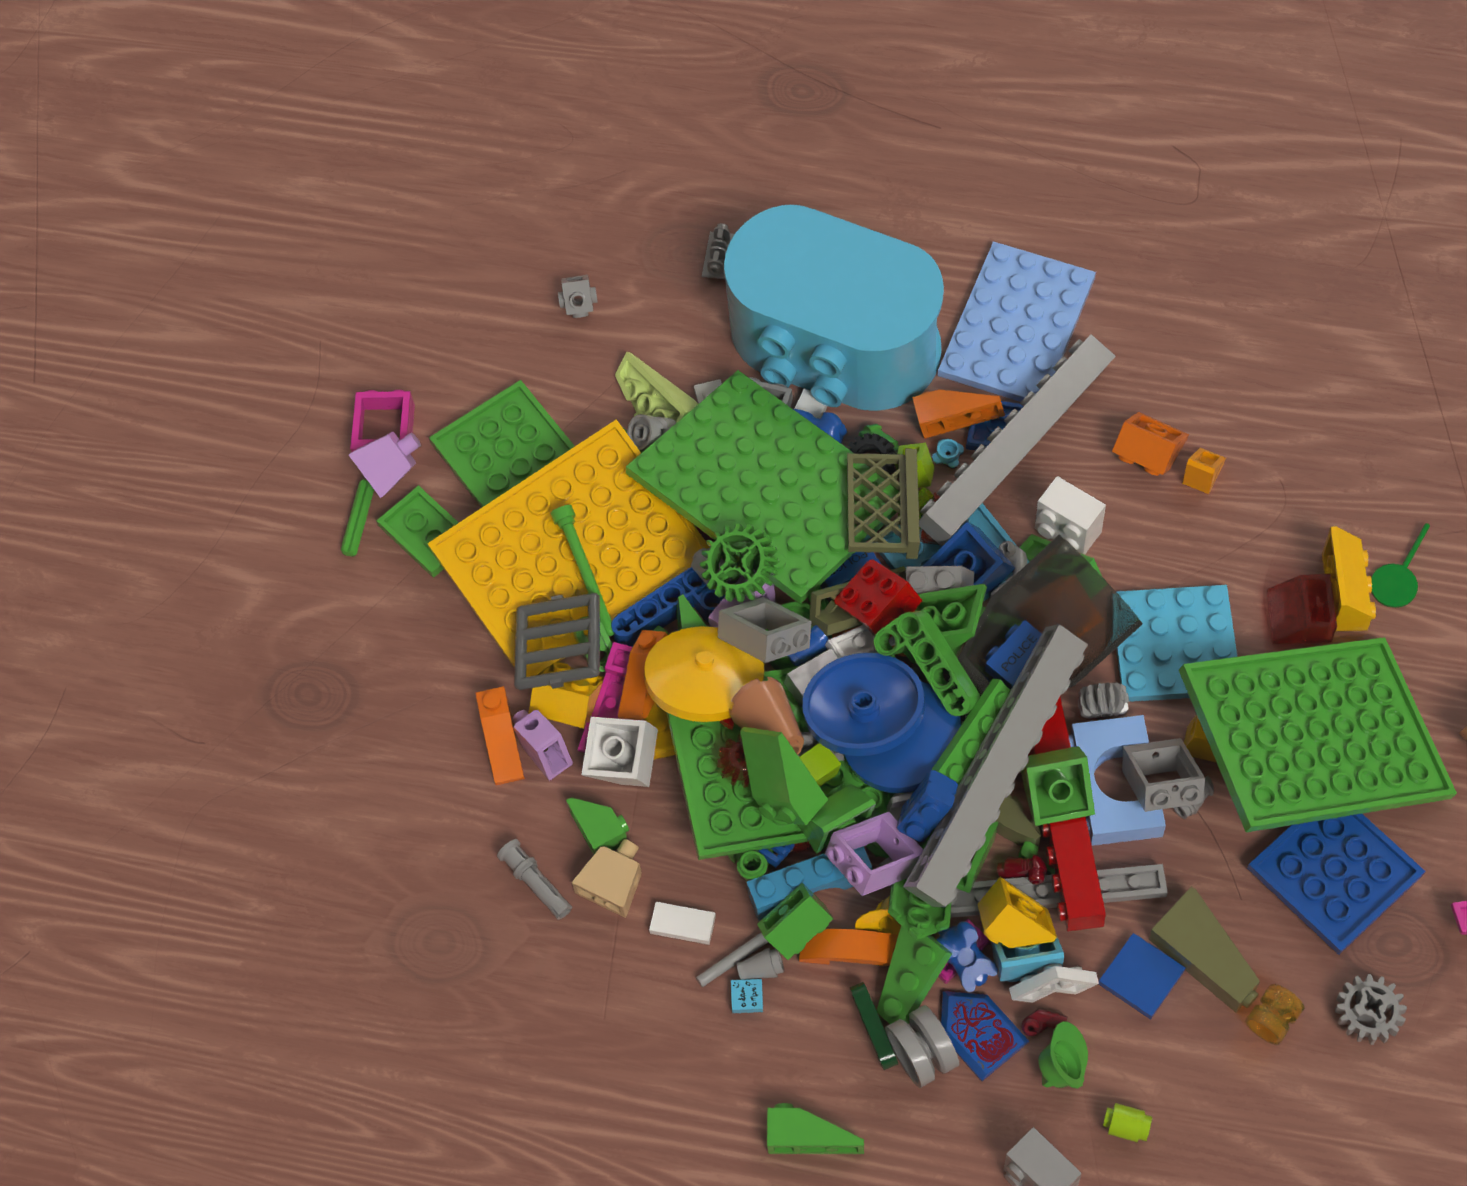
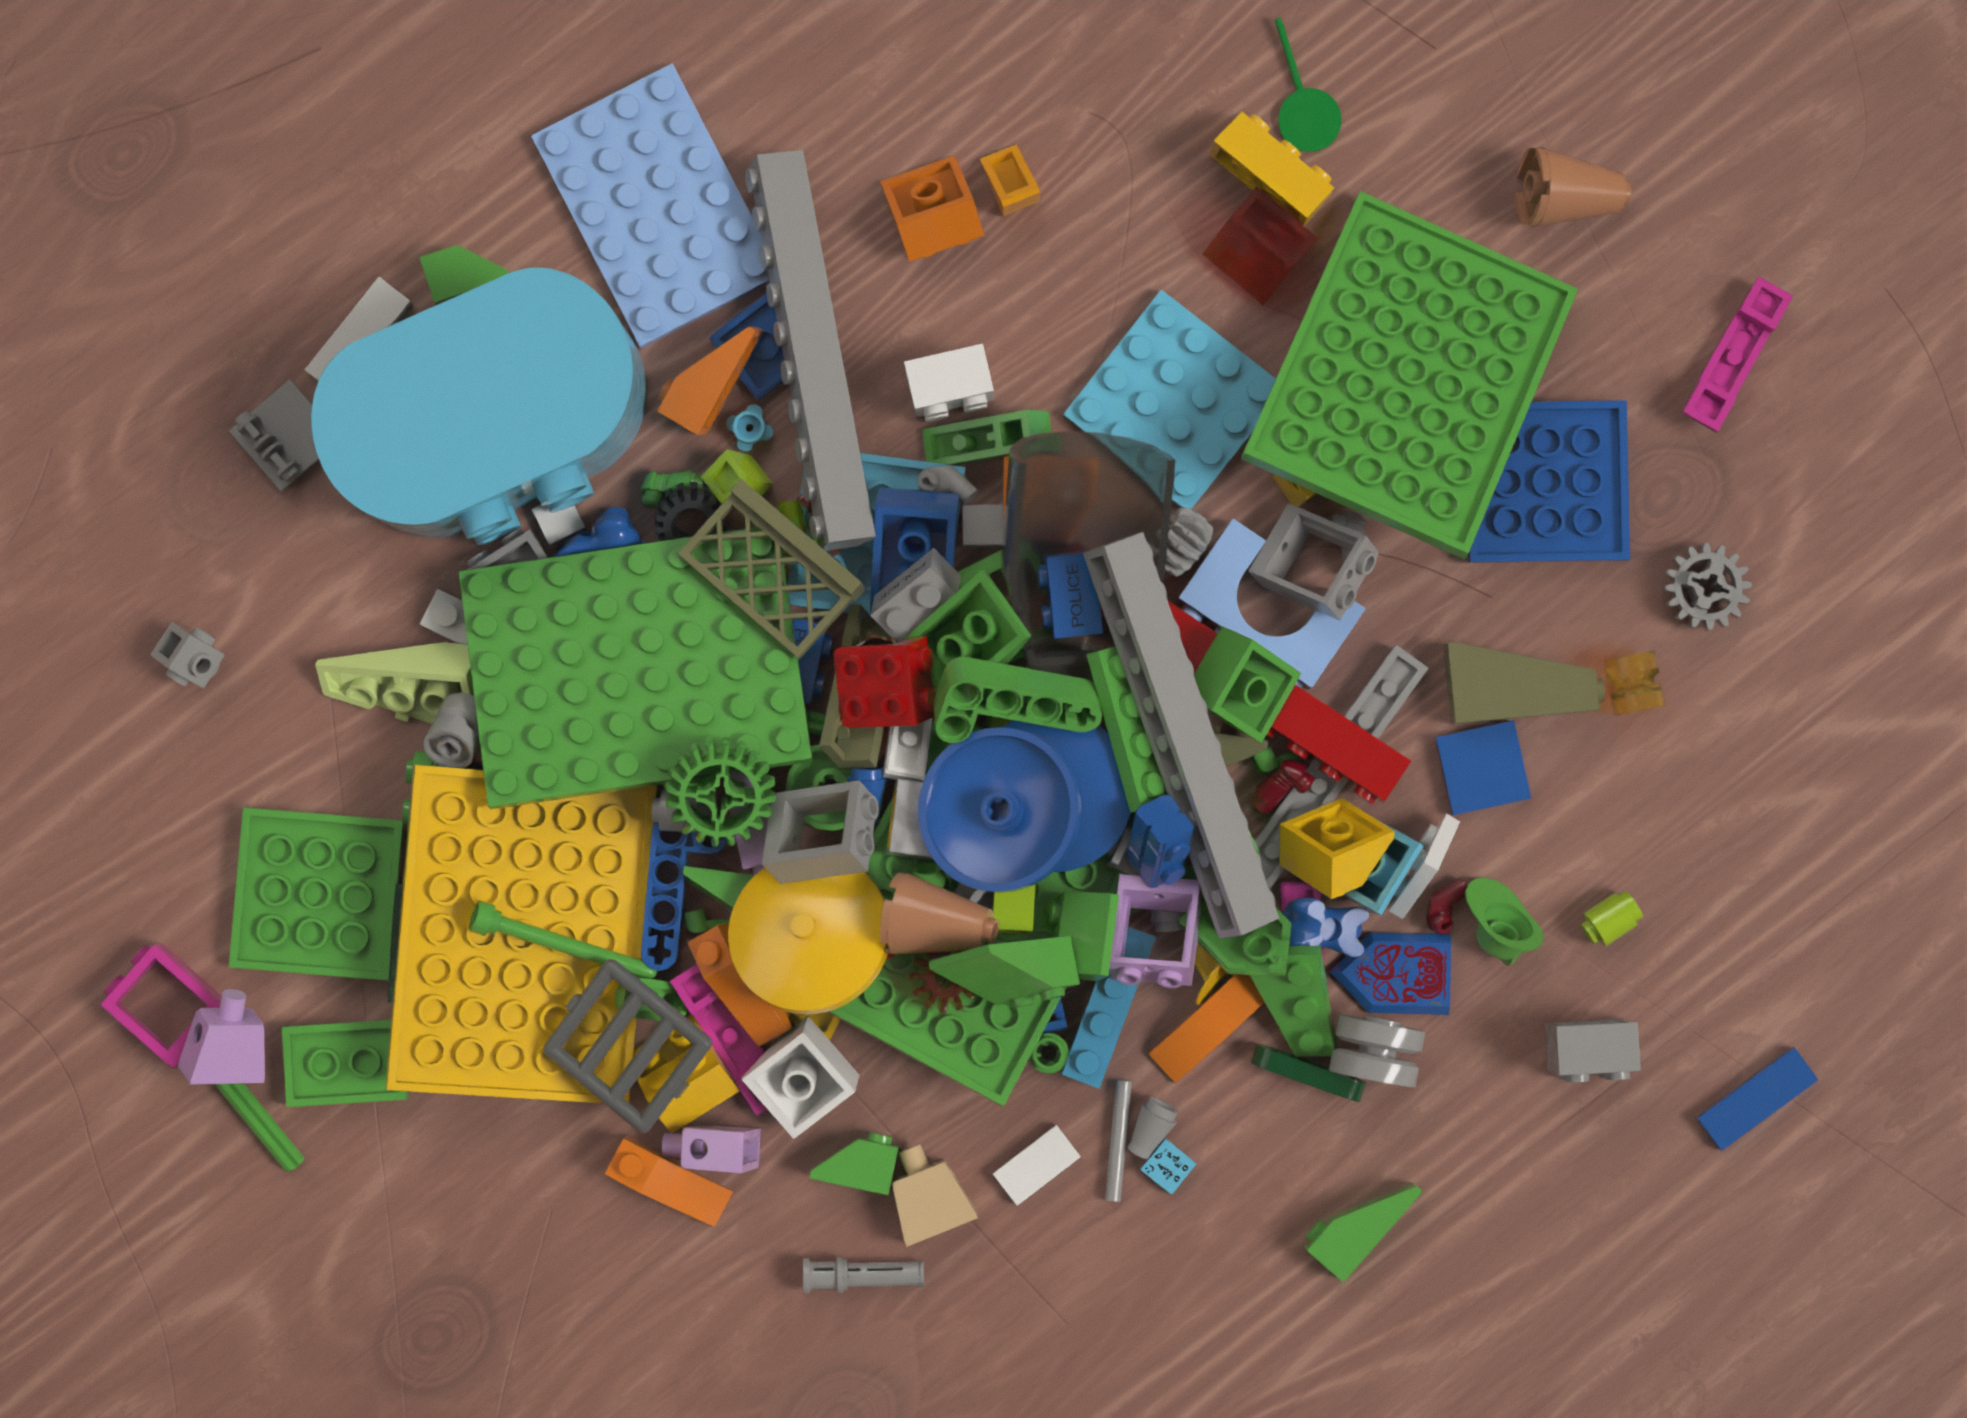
camera: 55 degrees left, 25 degrees up
(795, 921) = (1143, 1061): bright green brick -> none

